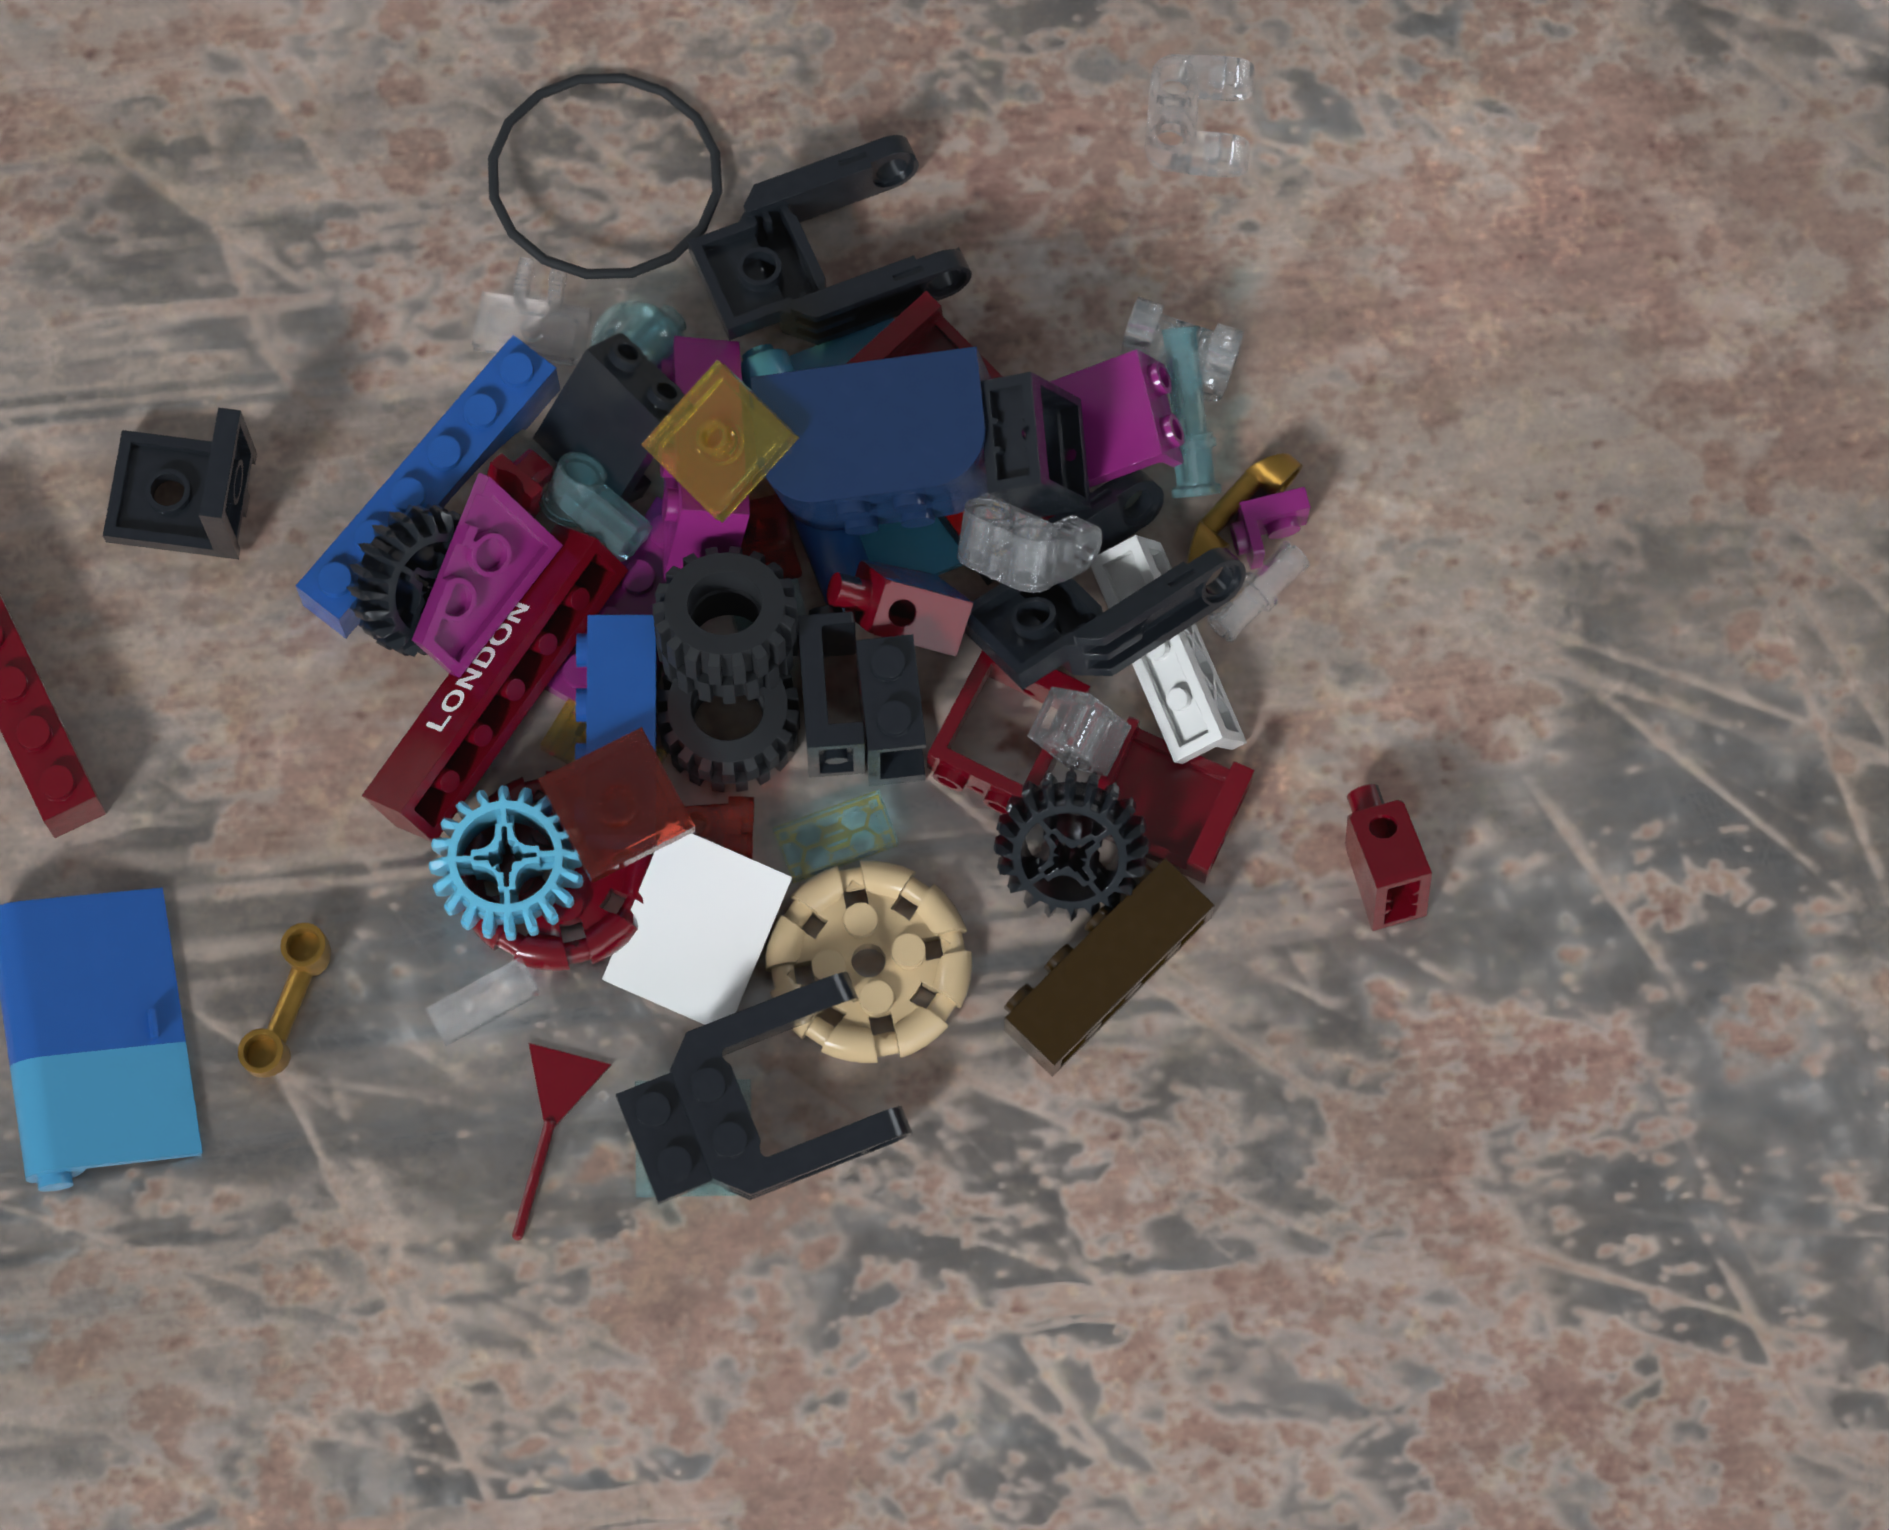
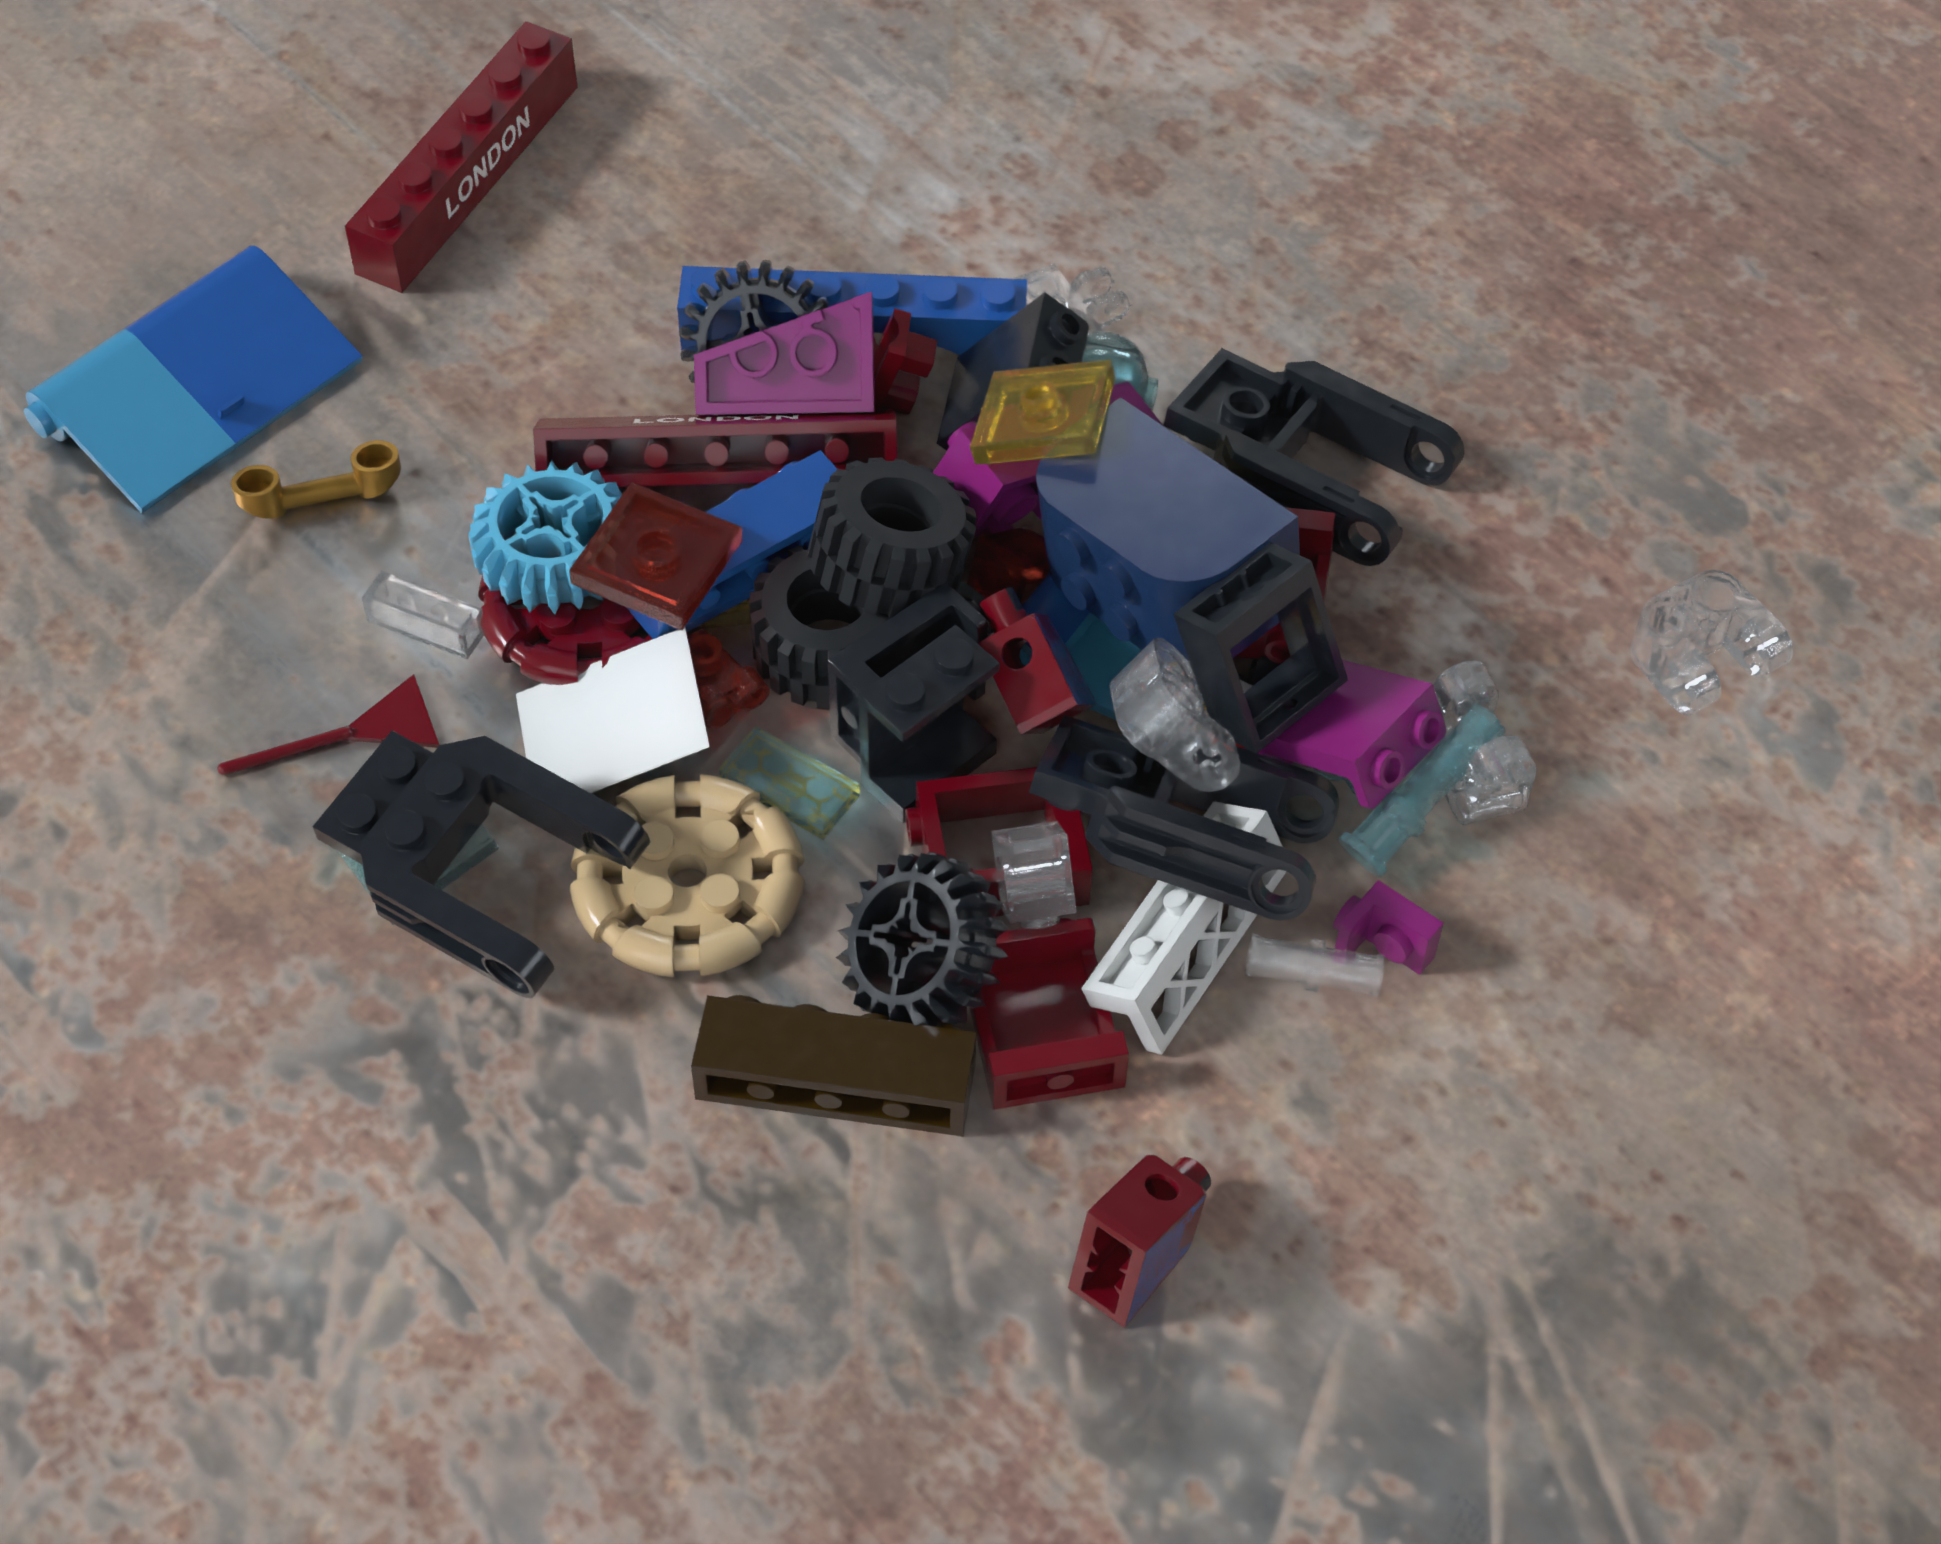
camera: 55 degrees right, 20 degrees down
(213, 498) = (717, 170): black bracket -> none
(582, 499) = (928, 410): clear light blue piece -> none
(606, 273) = (1213, 203): black piece -> none
(1270, 474) = (1427, 893): pearl gold bar -> none

